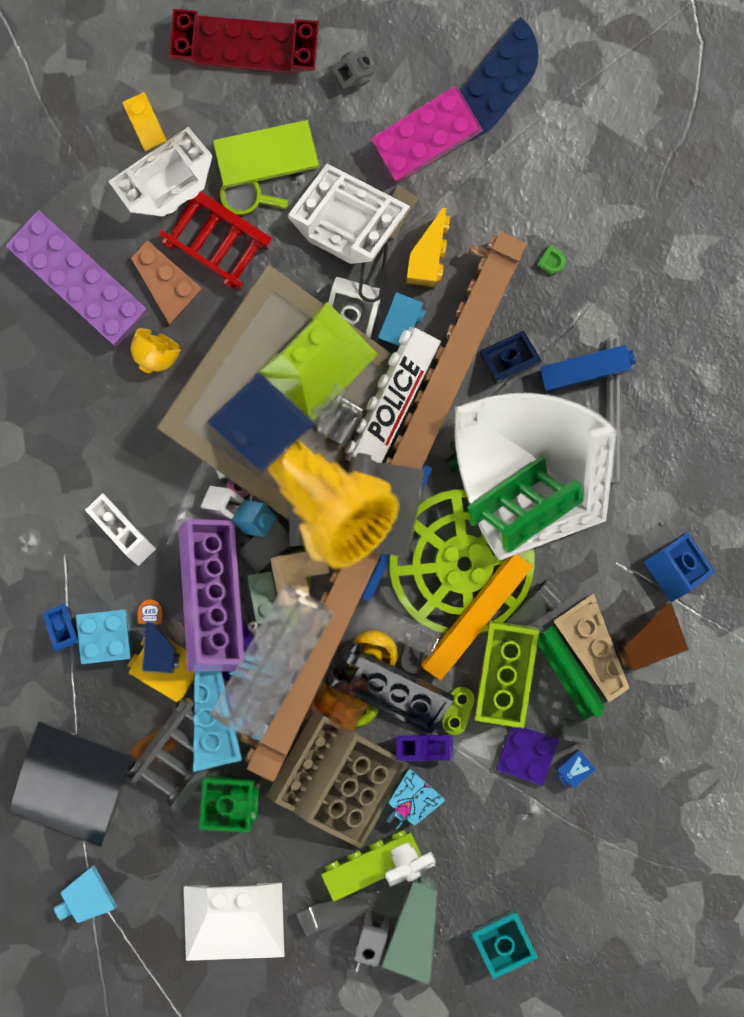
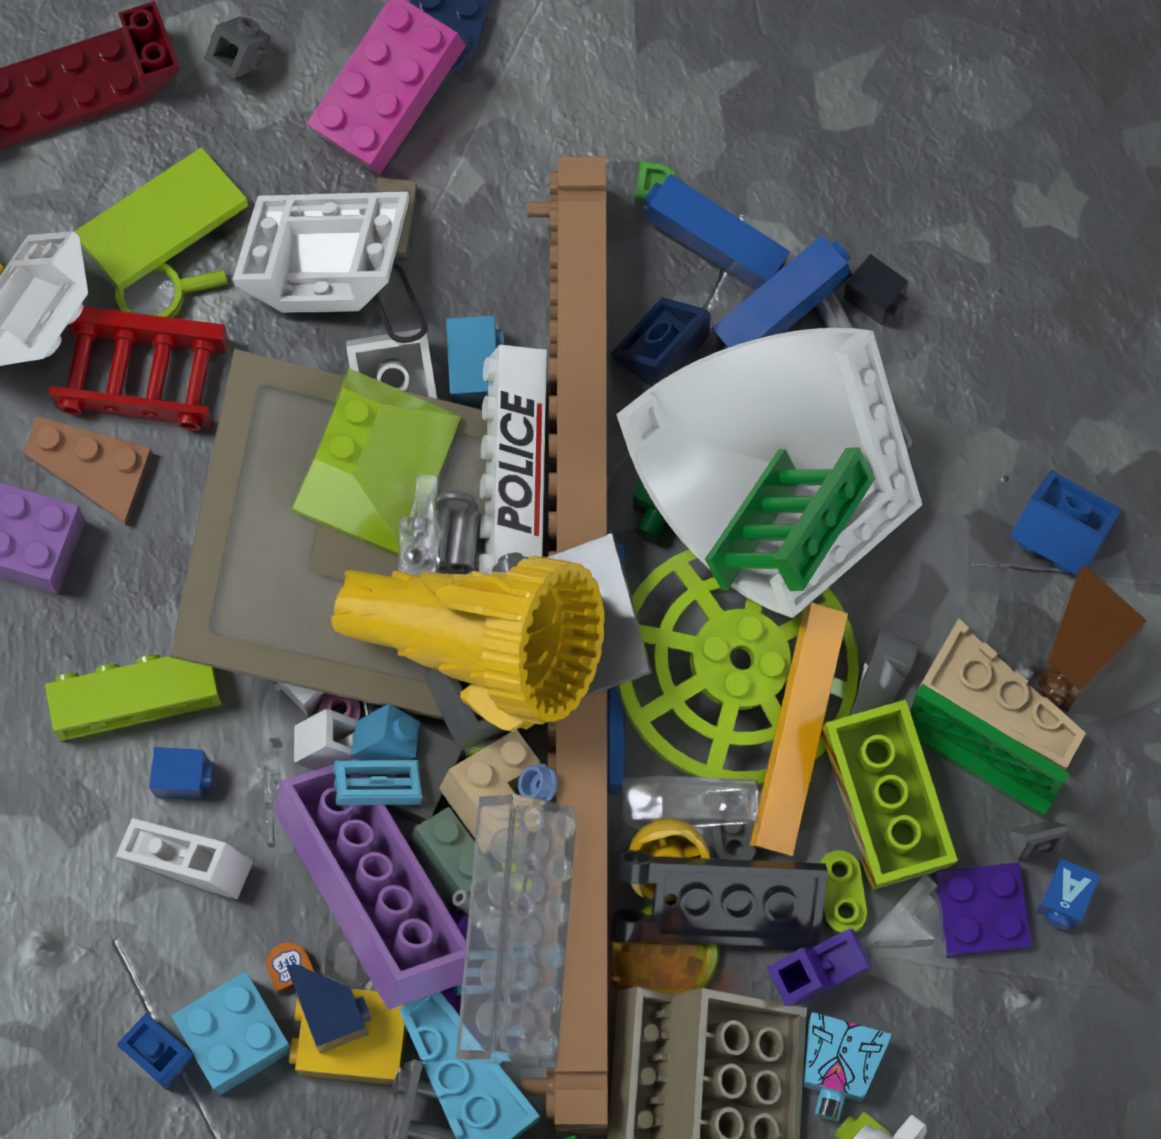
camera: 20 degrees left, 15 degrees down
(125, 424) = (129, 695): none -> lime brick
(138, 482) = (180, 773): none -> blue brick
(153, 352) = (117, 569): yellow cylinder -> none
(240, 553) = (377, 789): none -> medium azure tile
(261, 423) = (329, 573): dark blue piece -> none
(321, 586) = (538, 782): none -> medium blue plate
(424, 258) = (468, 252): yellow slope -> none
(569, 310) = (714, 232): none -> blue brick
(644, 385) = (877, 290): none -> black brick

